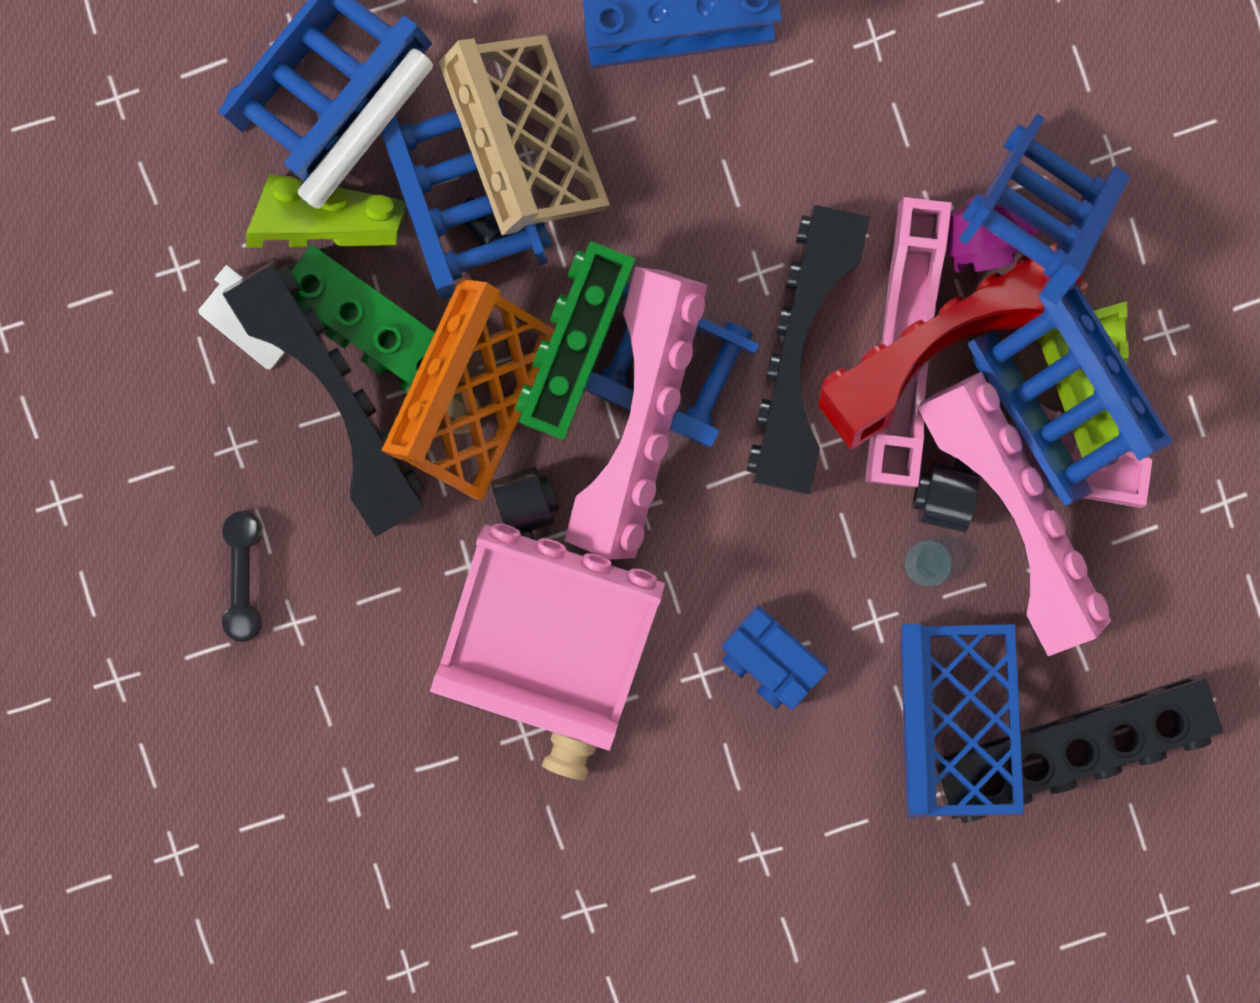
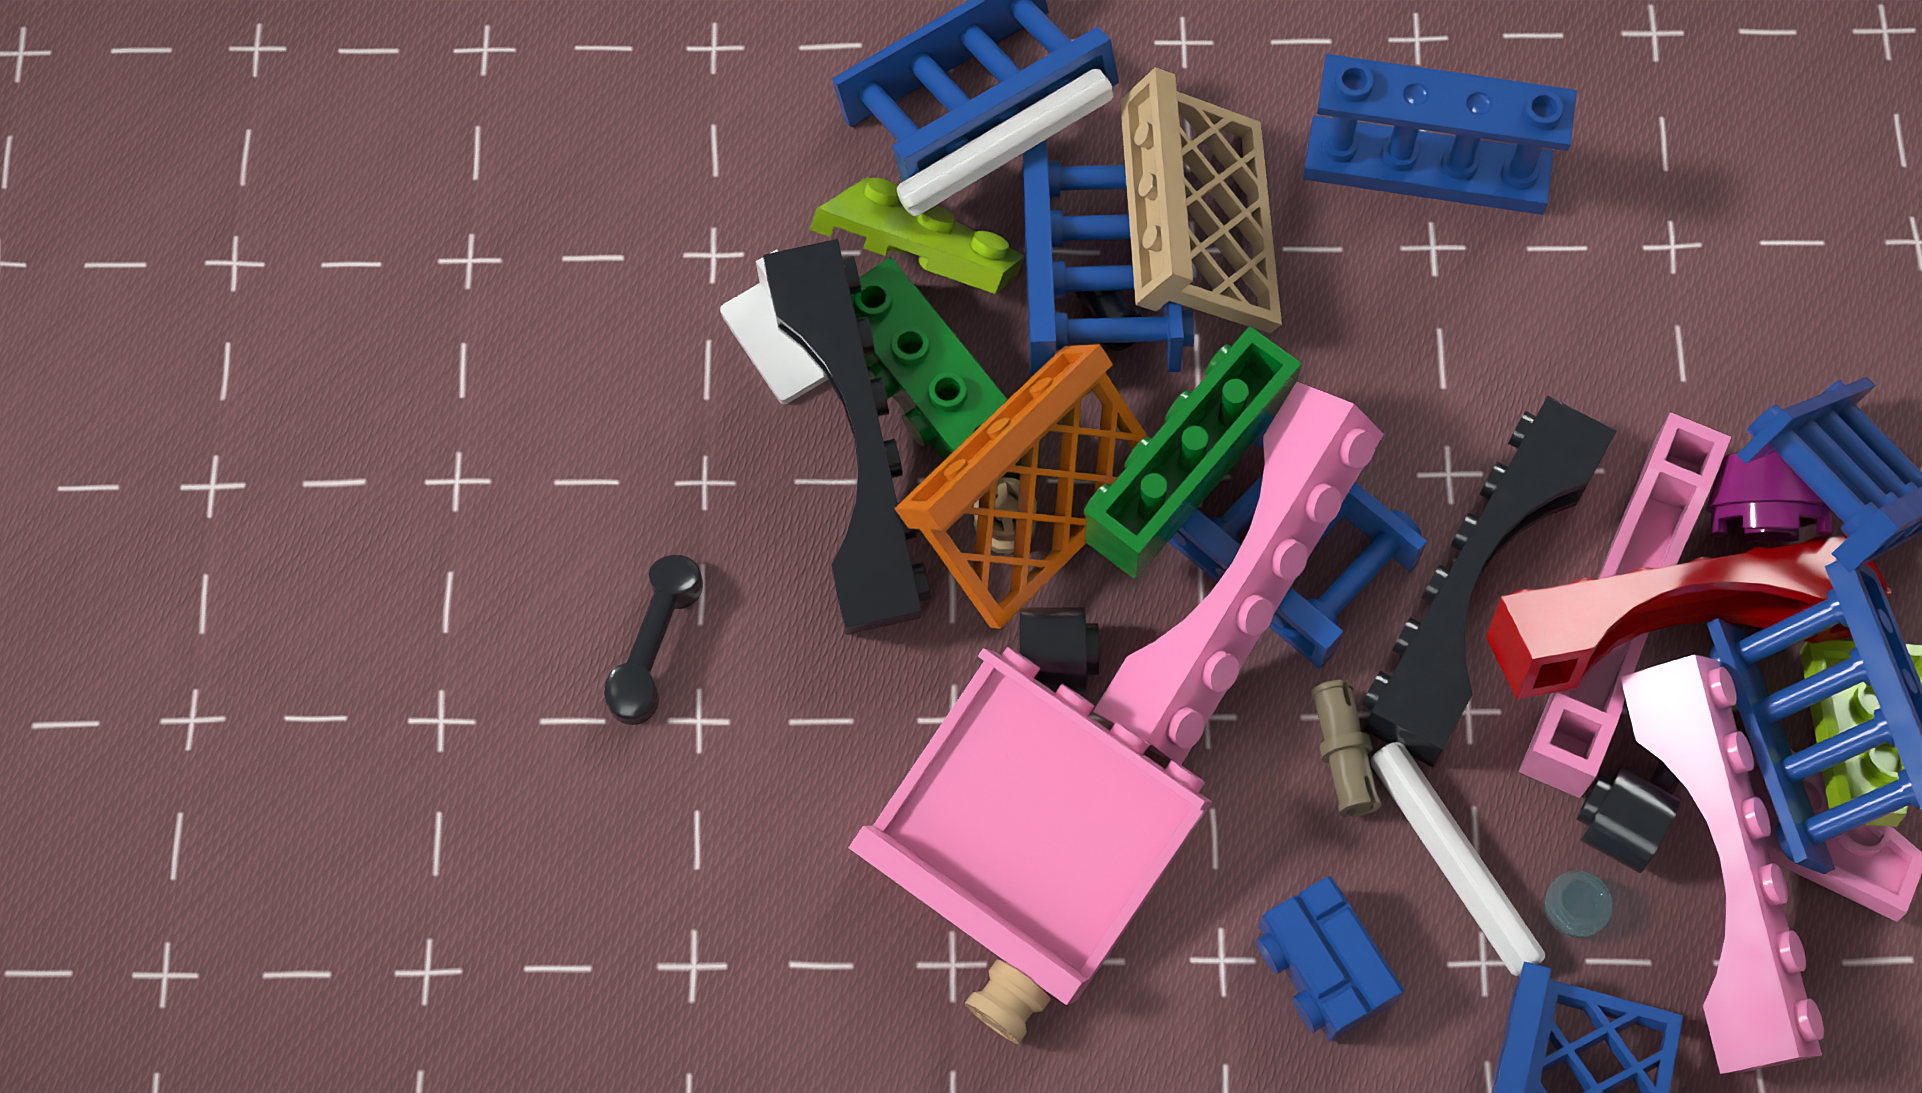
camera: 15 degrees right, 20 degrees down
(743, 504) = (1345, 748): none -> dark tan pin
(838, 557) = (1456, 857): none -> white axle

